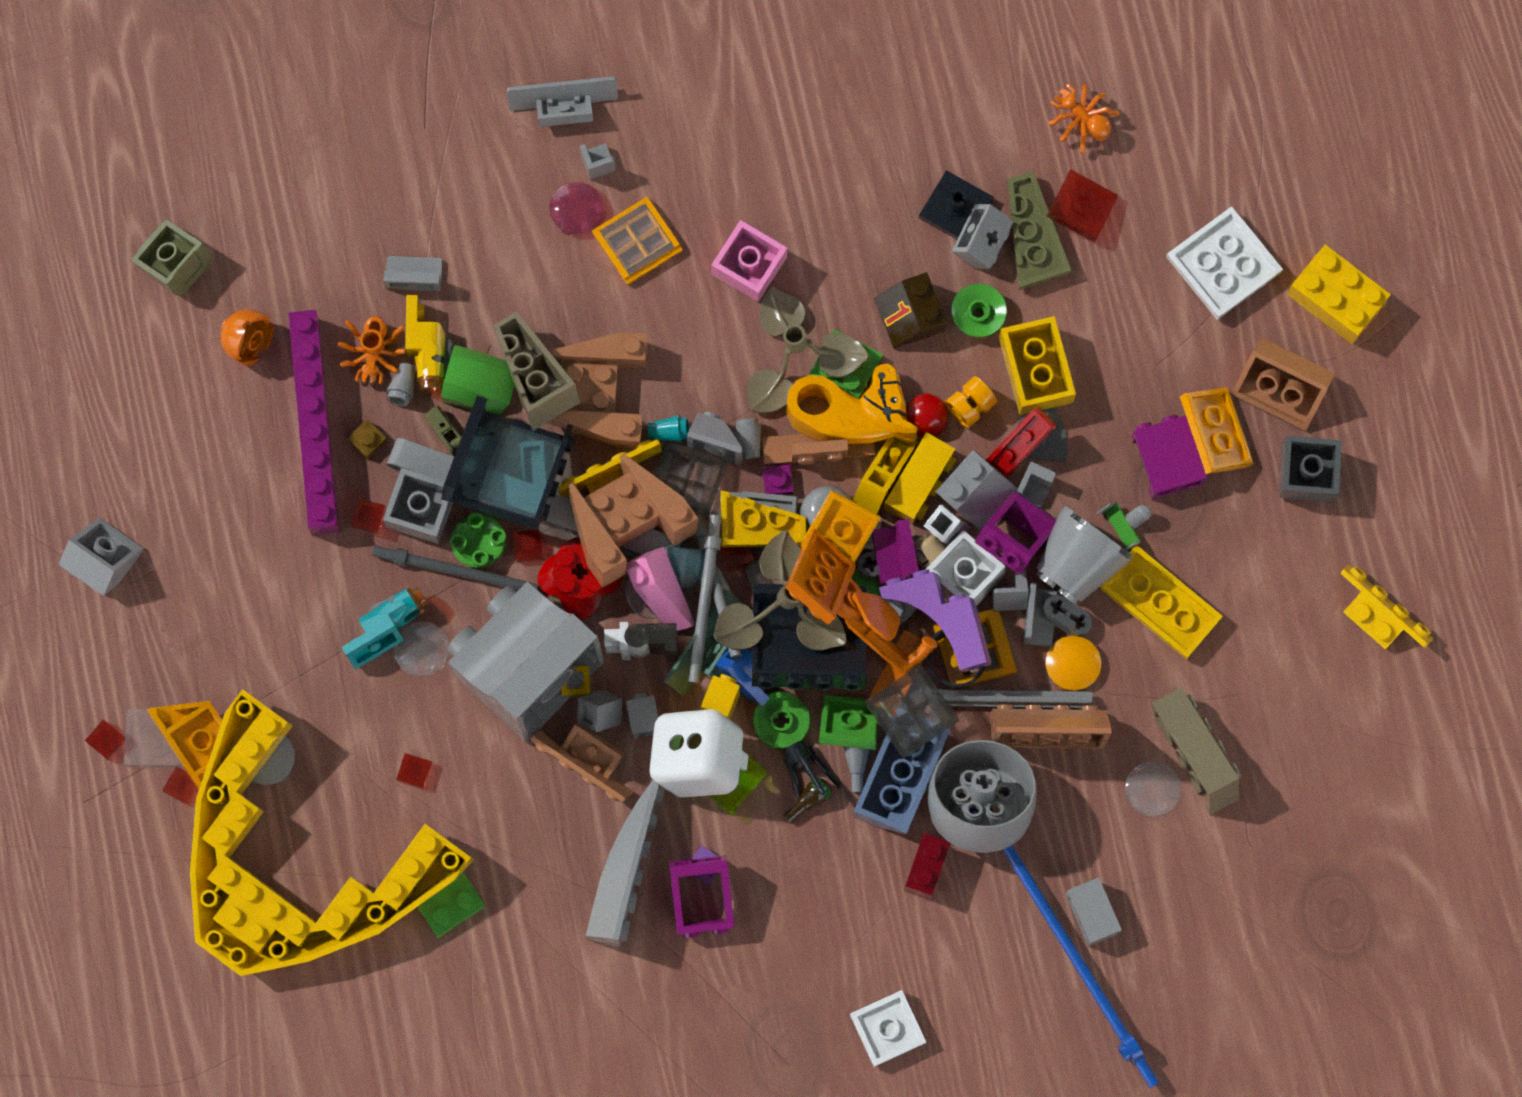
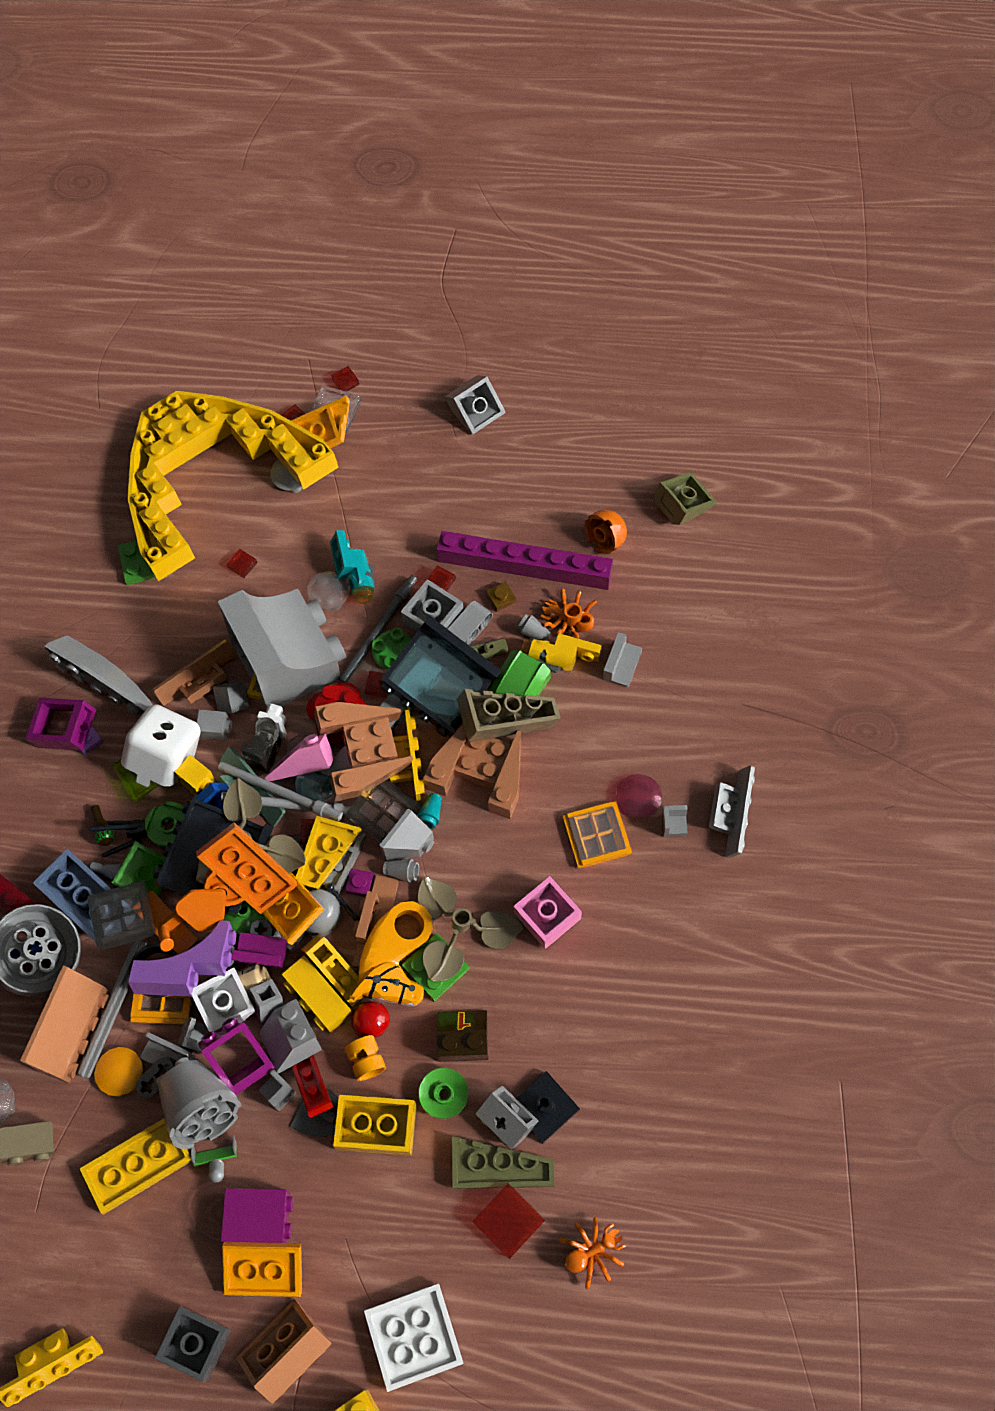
camera: 115 degrees right, 10 degrees down
(798, 504) = (330, 888): none -> black hinge

